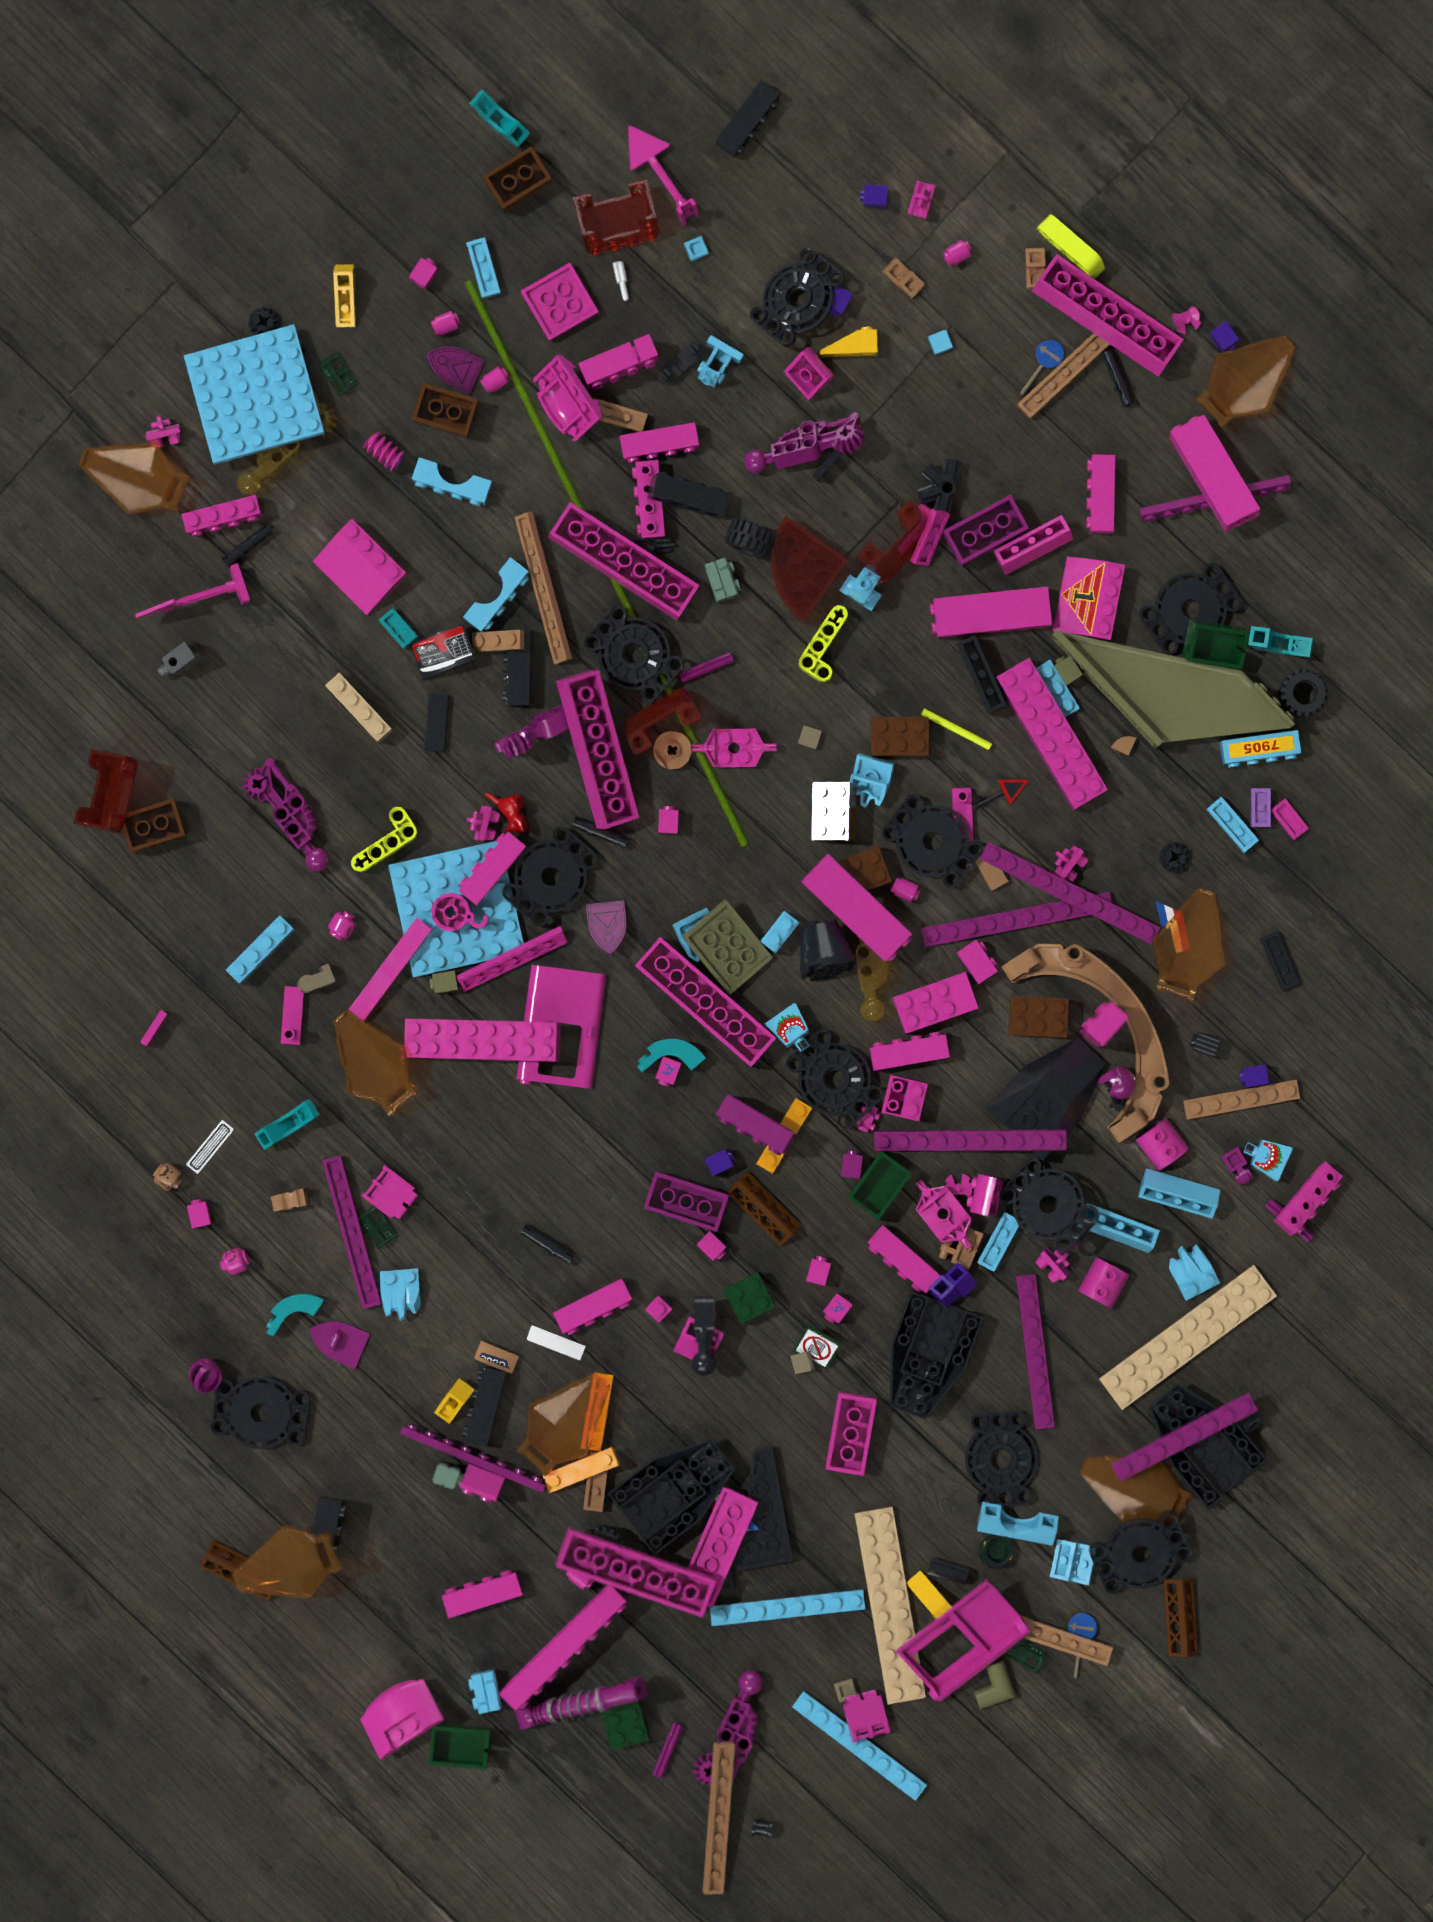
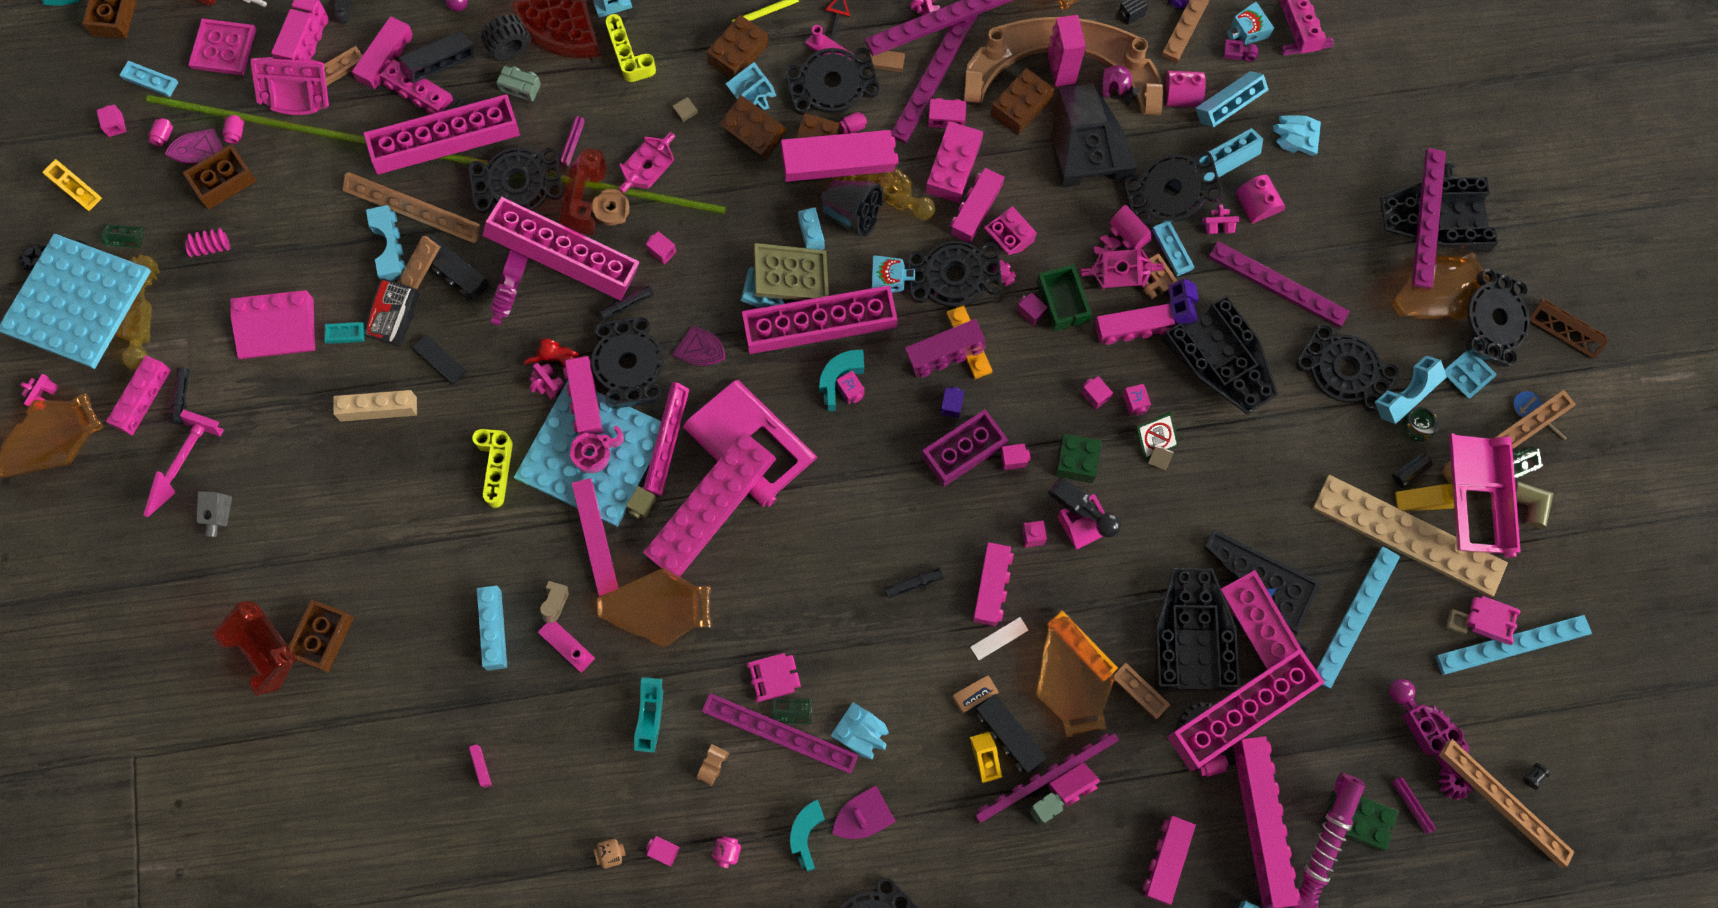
camera: 55 degrees left, 15 degrees down
(210, 1146) = (615, 799): sticker -> none
(316, 858) = (416, 515): magenta arm -> none
(342, 925) = (529, 548): dark pink head -> none
(475, 489) = (294, 203): medium azure arch -> none
(581, 1470) = (1122, 695): light orange plate -> none
(766, 1206) = (1016, 391): reddish brown fence -> none
(850, 1433) = (1246, 461): dark pink brick -> none
(970, 1140) = (1079, 207): magenta plate -> none
(1187, 1337) = (1346, 174): tan plate -> none

